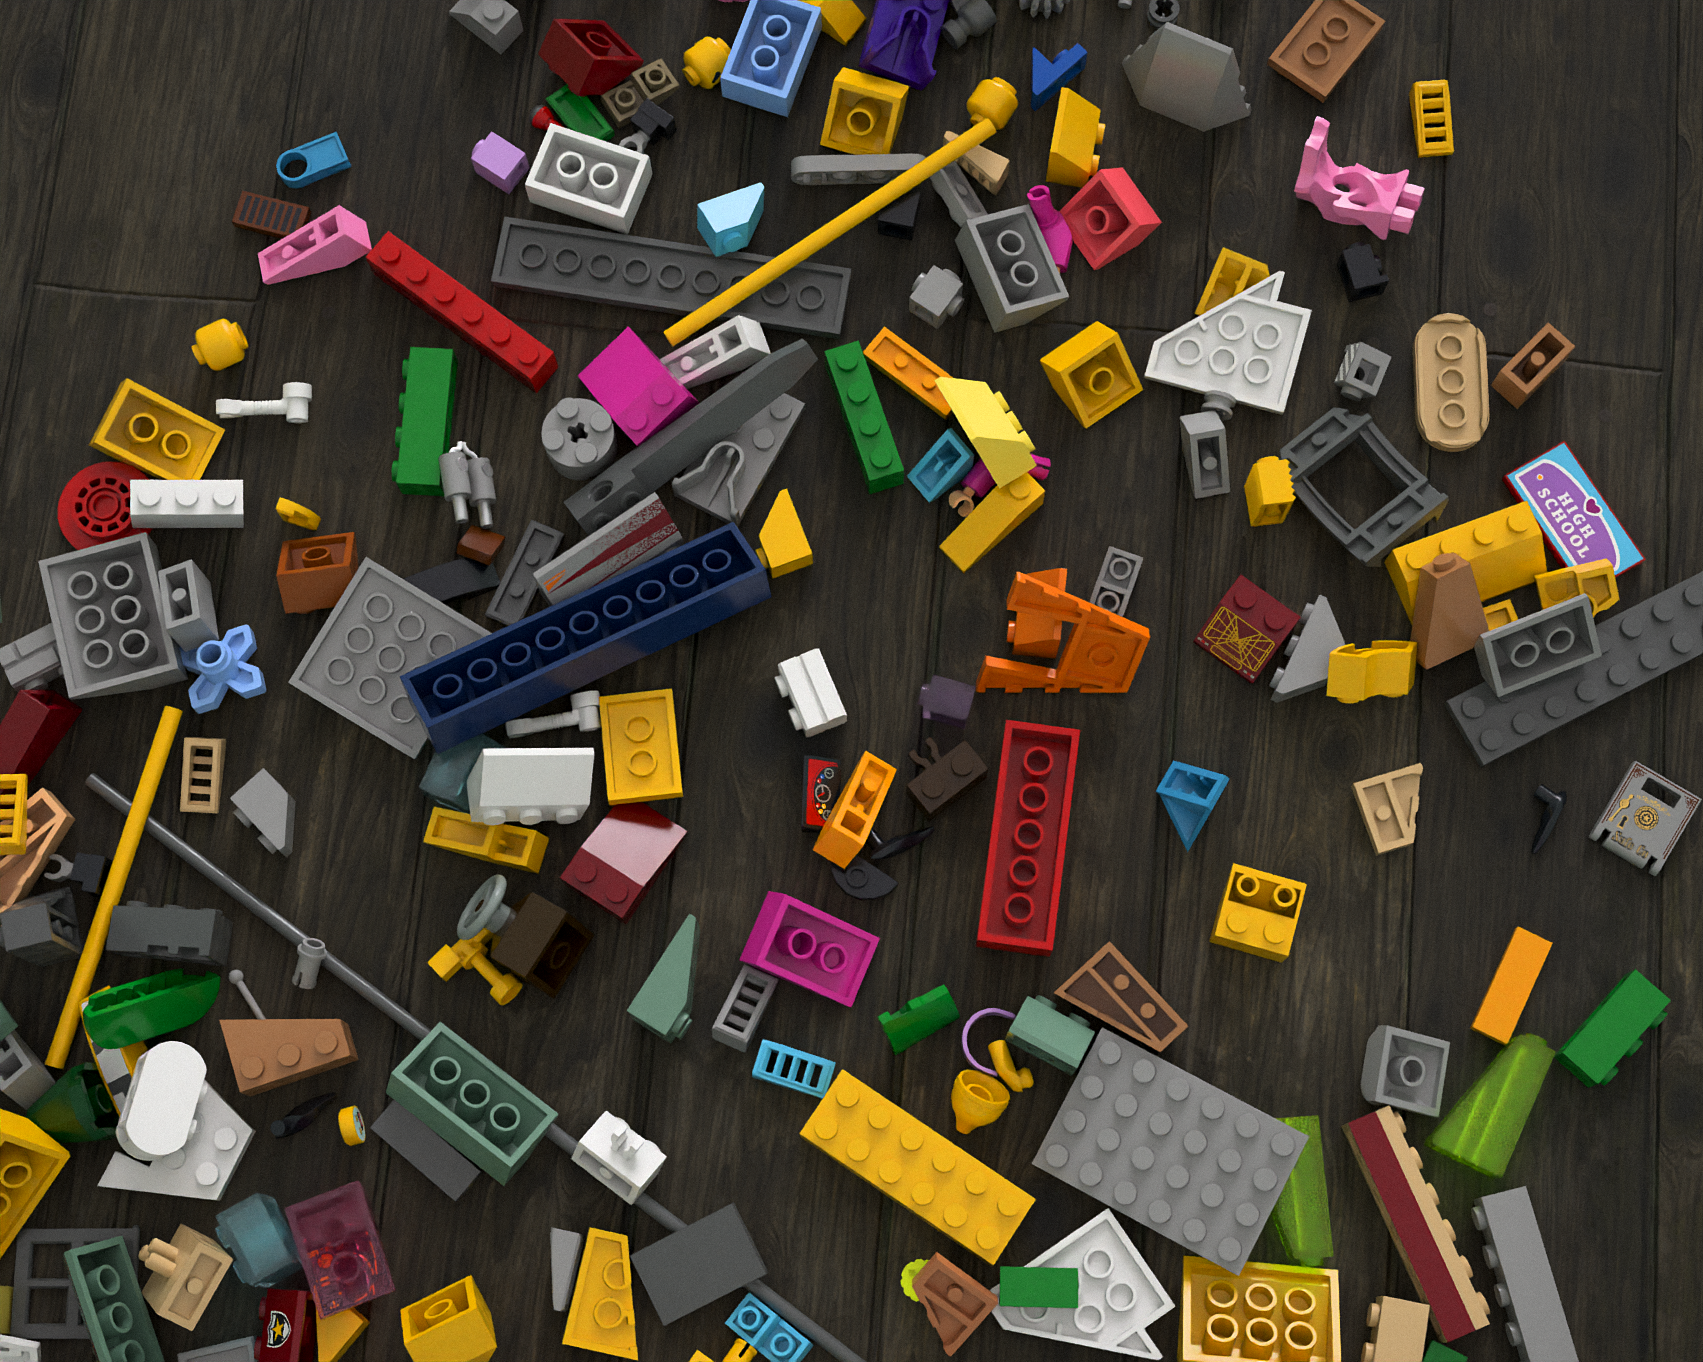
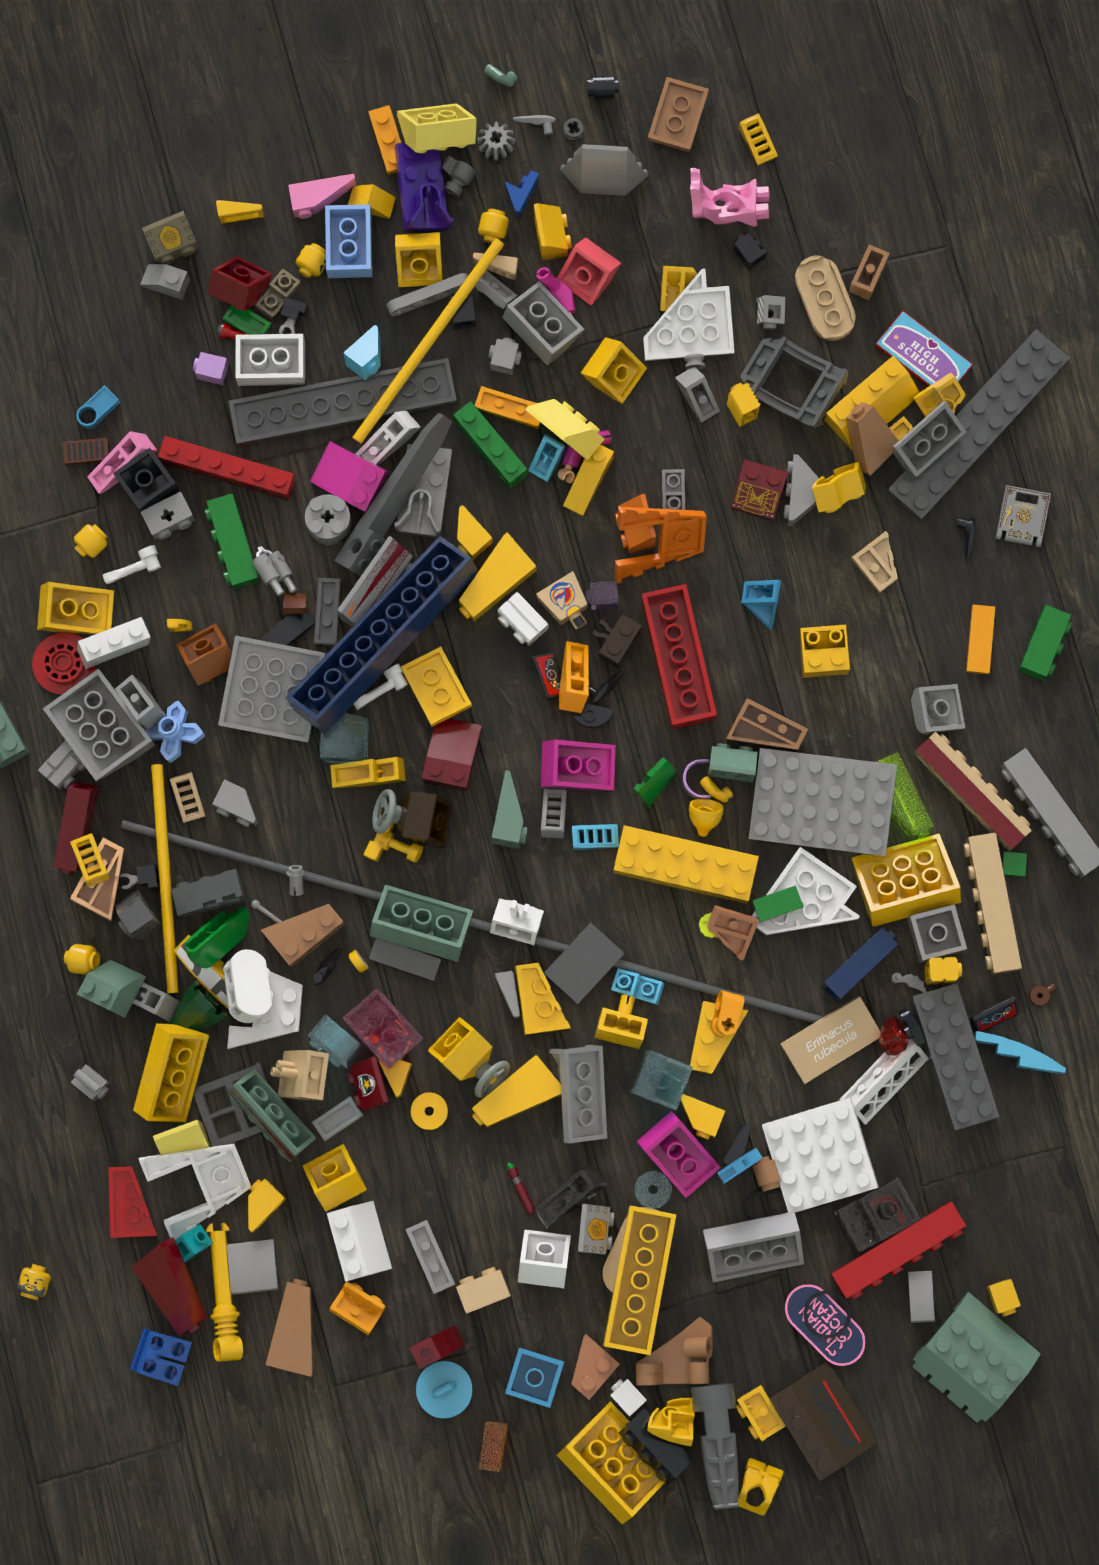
camera: 20 degrees left, 5 degrees up
(330, 345) = (156, 516): none -> light grey brick
(335, 288) = (146, 480): none -> black slope
(530, 785) = (384, 732): white slope -> none
(797, 617) = (499, 576): none -> yellow slope
(886, 689) = (564, 601): none -> tan torso
(1495, 1108) = (994, 714): clear neon green slope -> none

